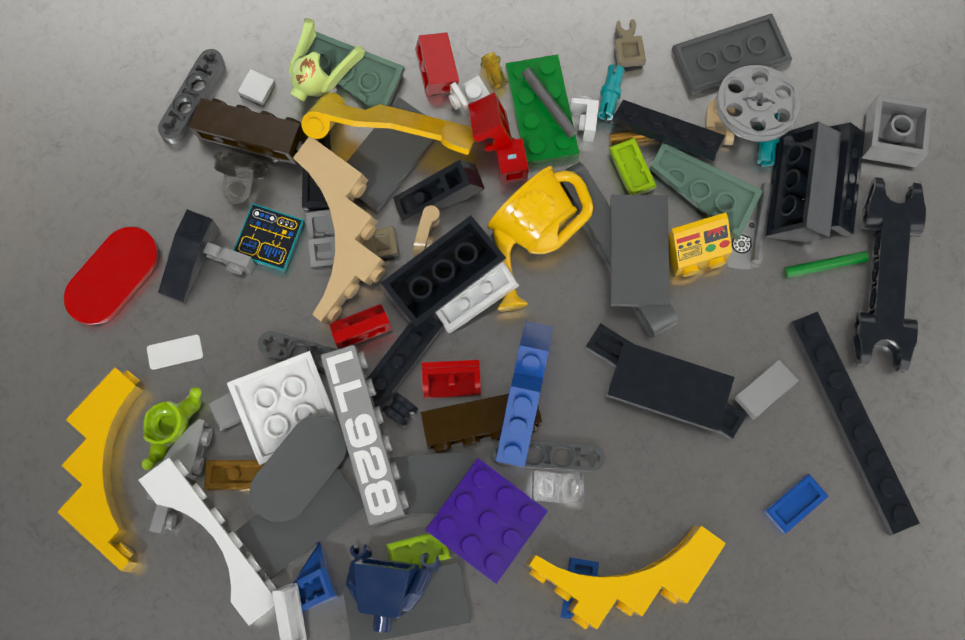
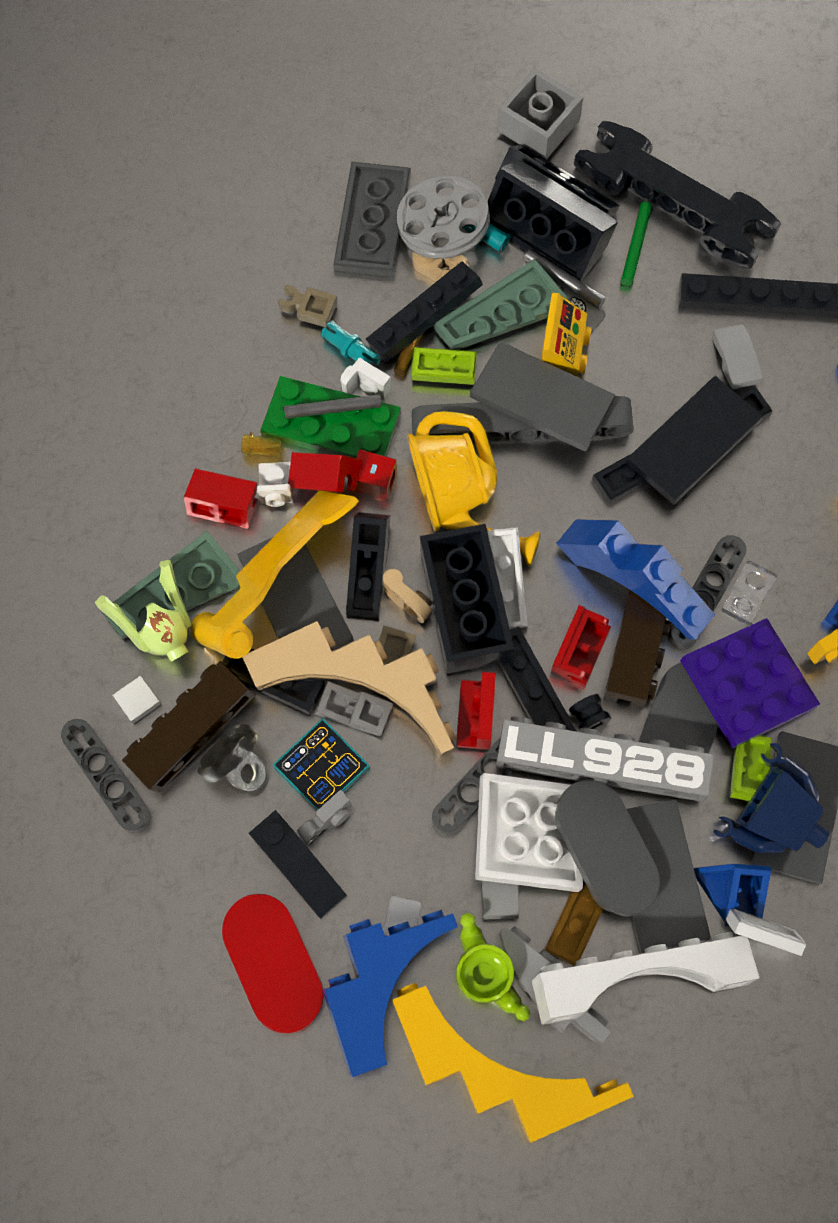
camera: 60 degrees left, 5 degrees down
(104, 347) = (361, 1003): none -> blue arch

